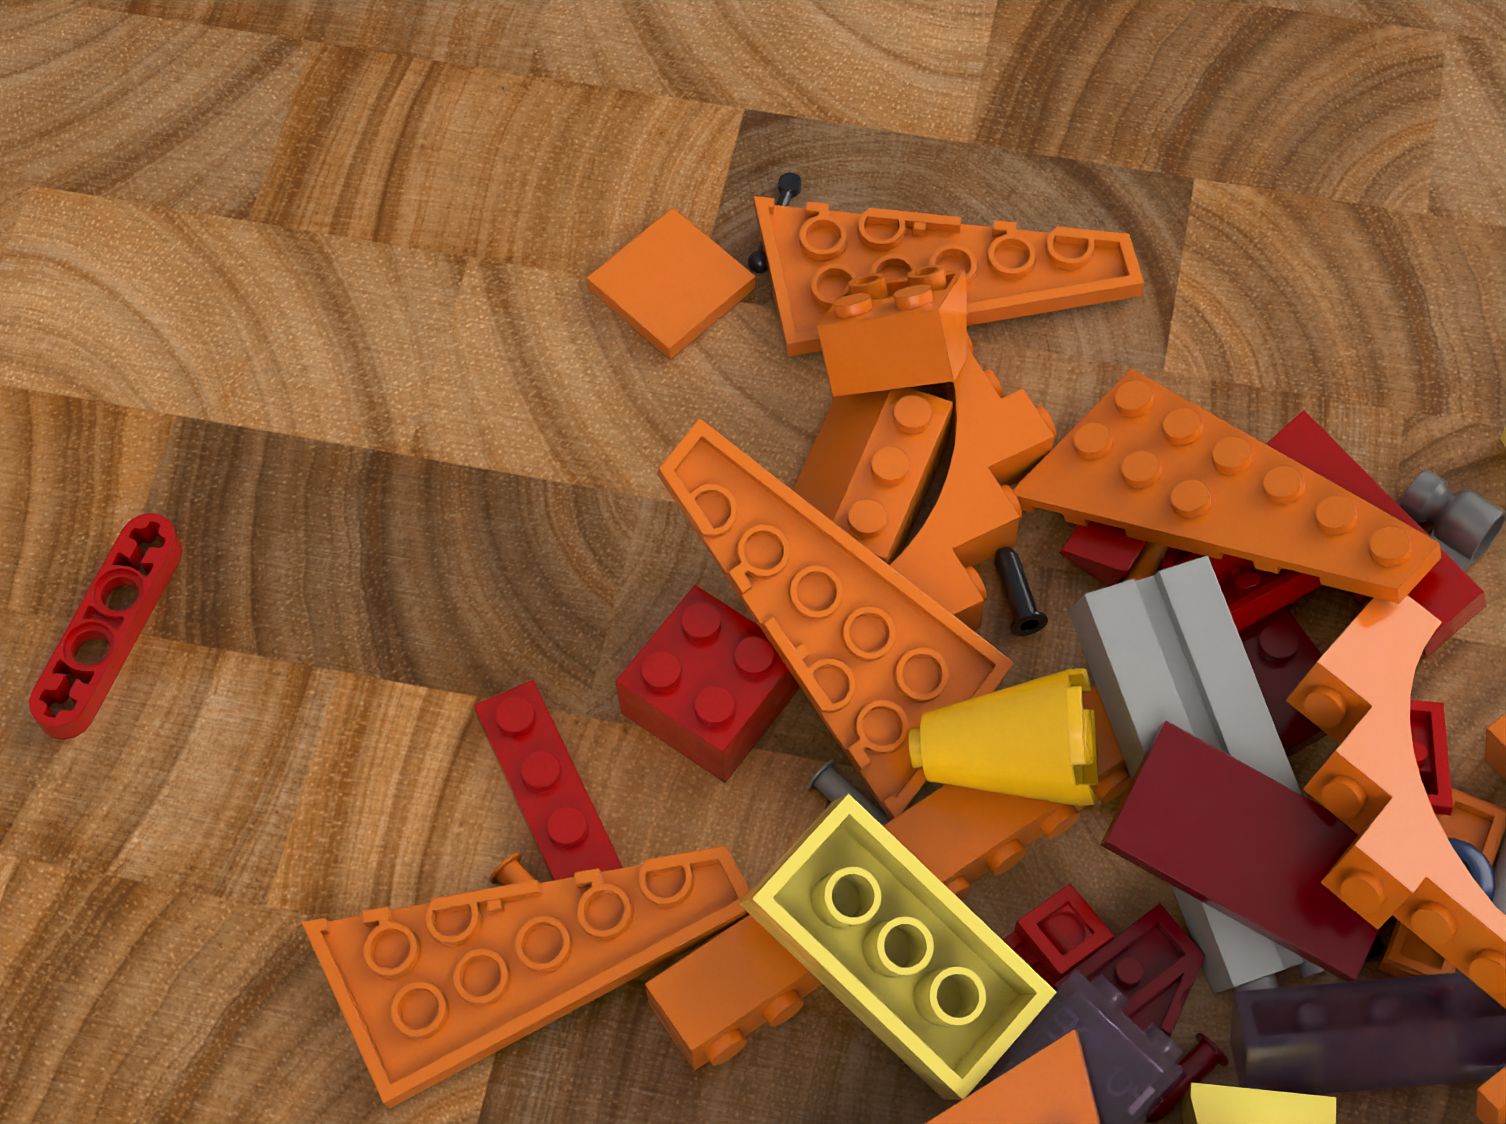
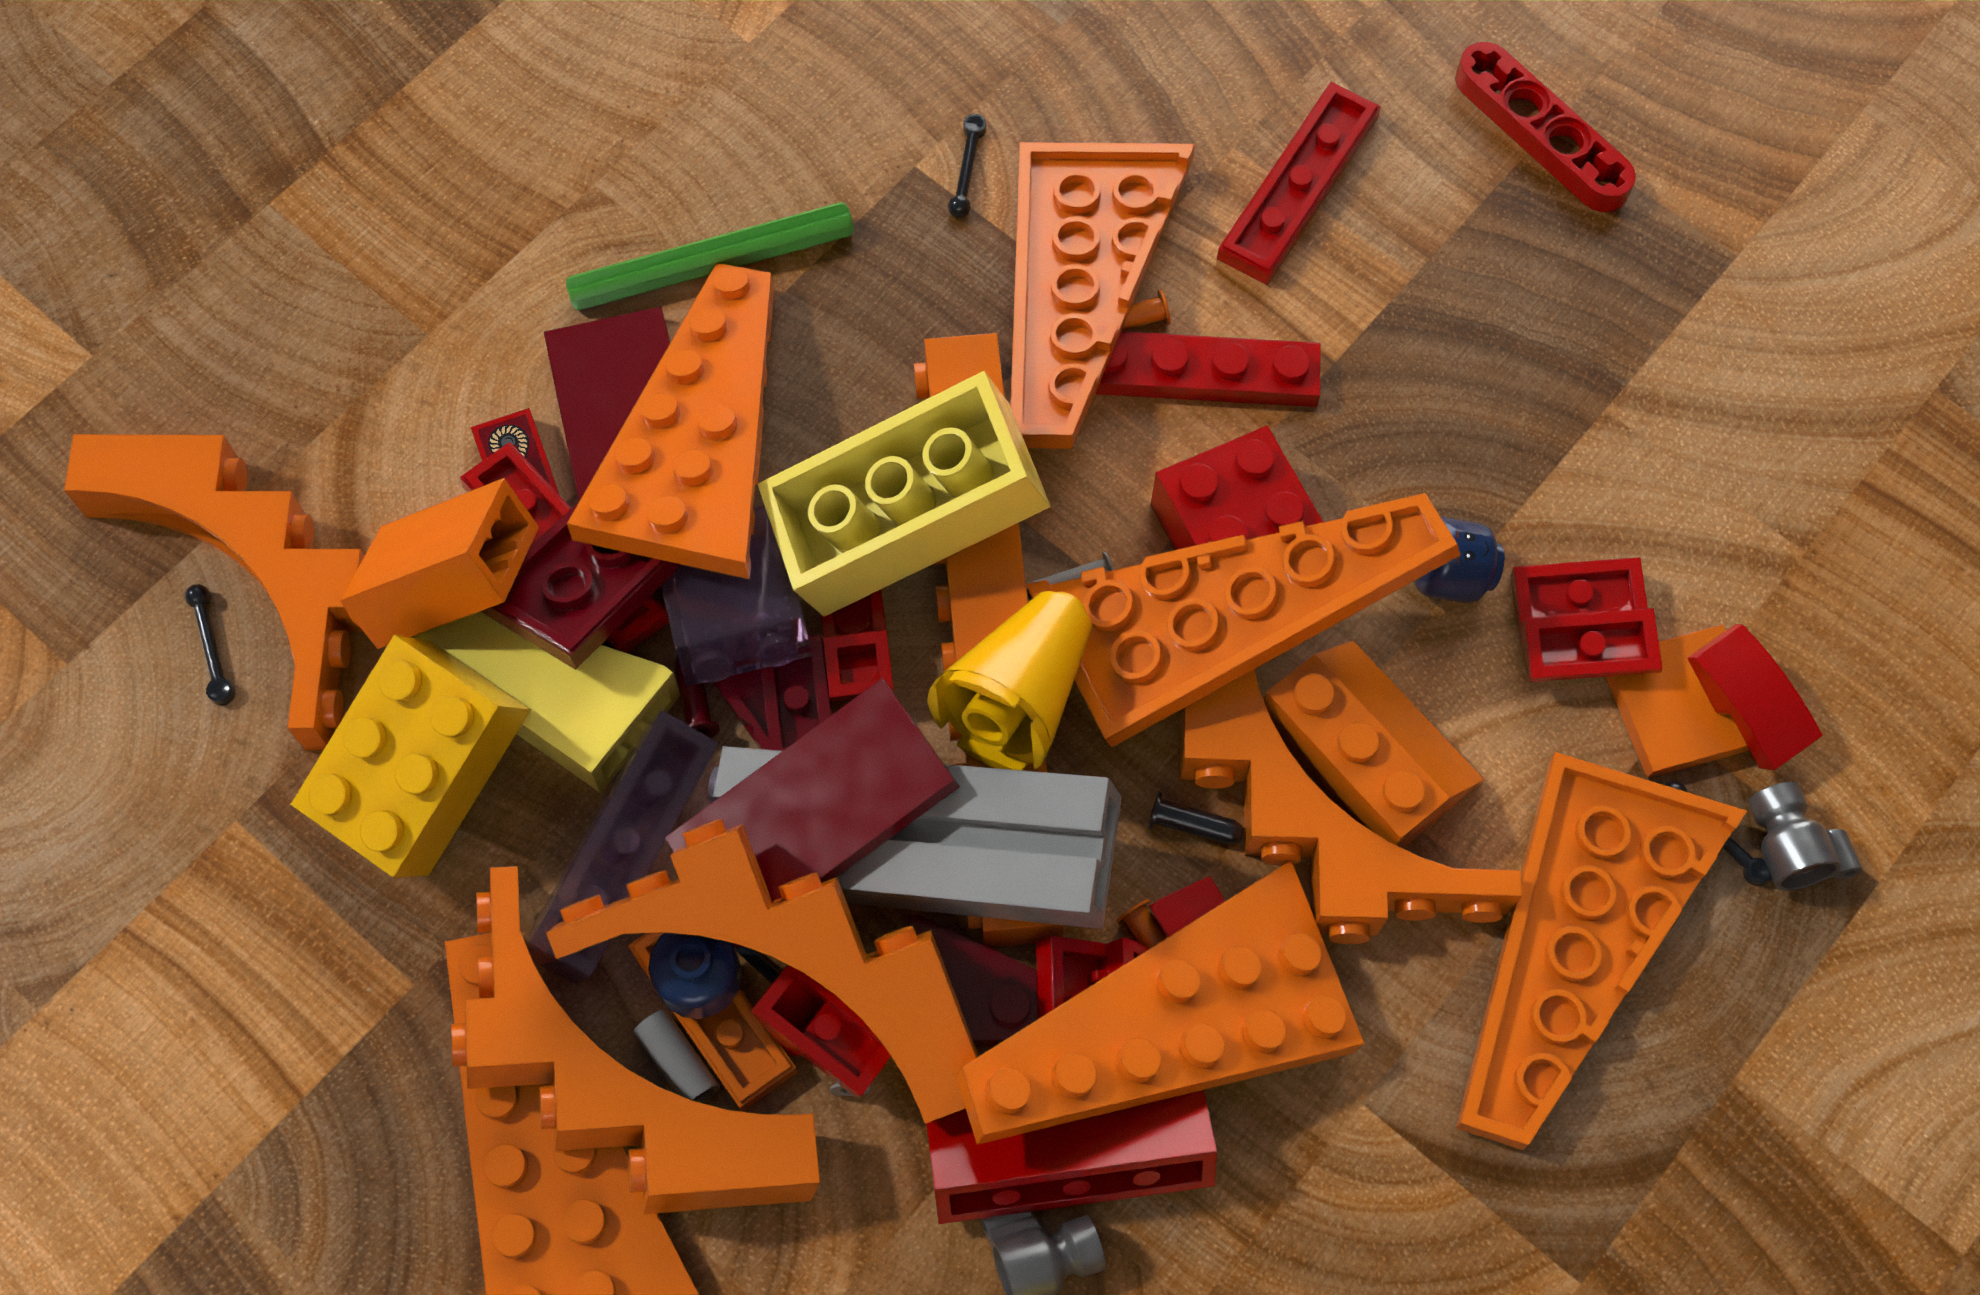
camera: 115 degrees right, 5 degrees up
(284, 817) = (1298, 183): none -> red tile
(639, 495) = (1472, 572): none -> dark blue head
(646, 374) = (1585, 620): none -> red slope
(648, 223) = (1758, 695): none -> red slope
(762, 156) = (1796, 848): none -> flat silver piece
(896, 331) = (1503, 824): orange slope -> none

